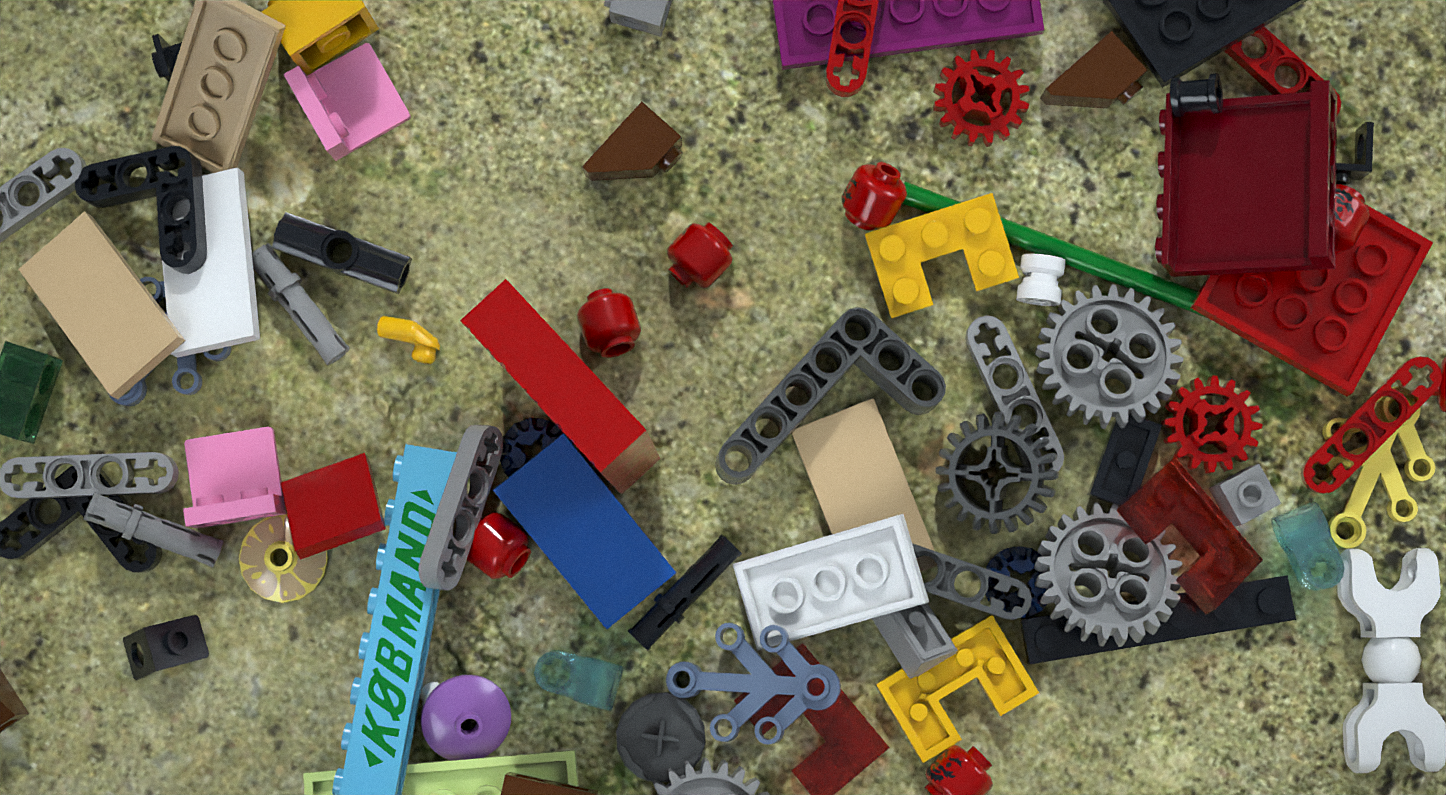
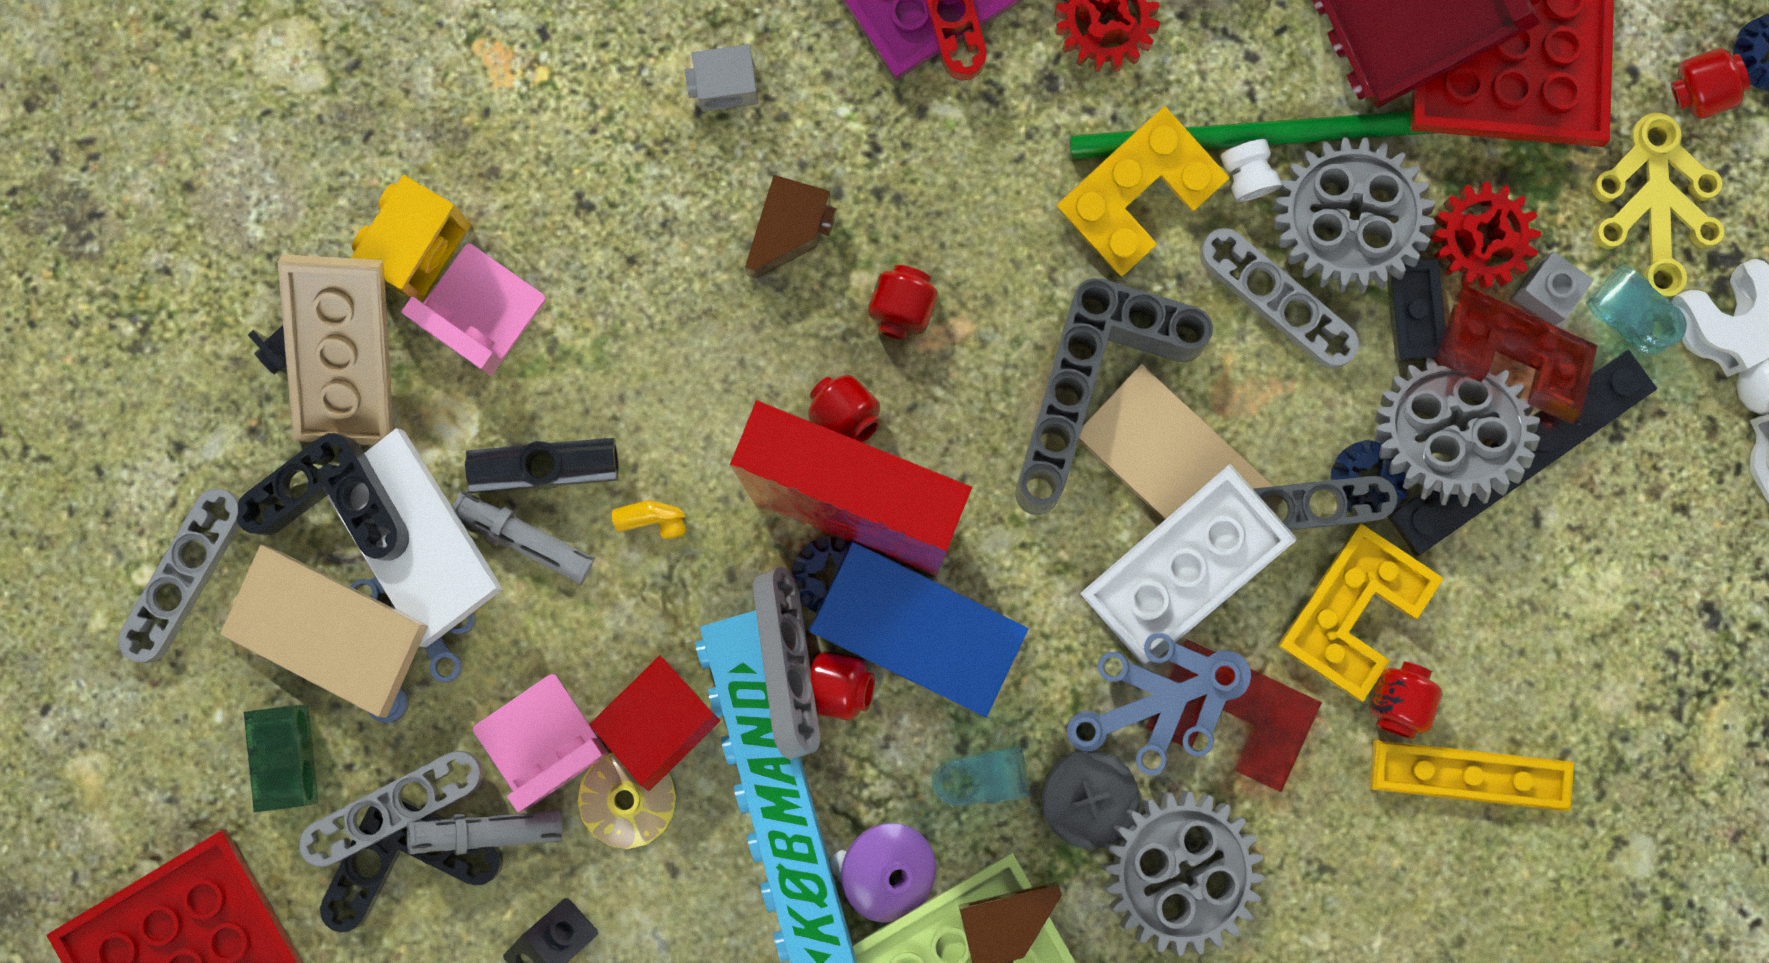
camera: 30 degrees left, 0 degrees up
(684, 592) = (1043, 652): black pin -> none
(873, 196) = (1048, 163): red head -> none
(916, 638) = (1298, 582): light grey slope -> none
(996, 492) = (1316, 419): dark grey gear -> none
(1375, 429) = (1635, 161): red beam -> none

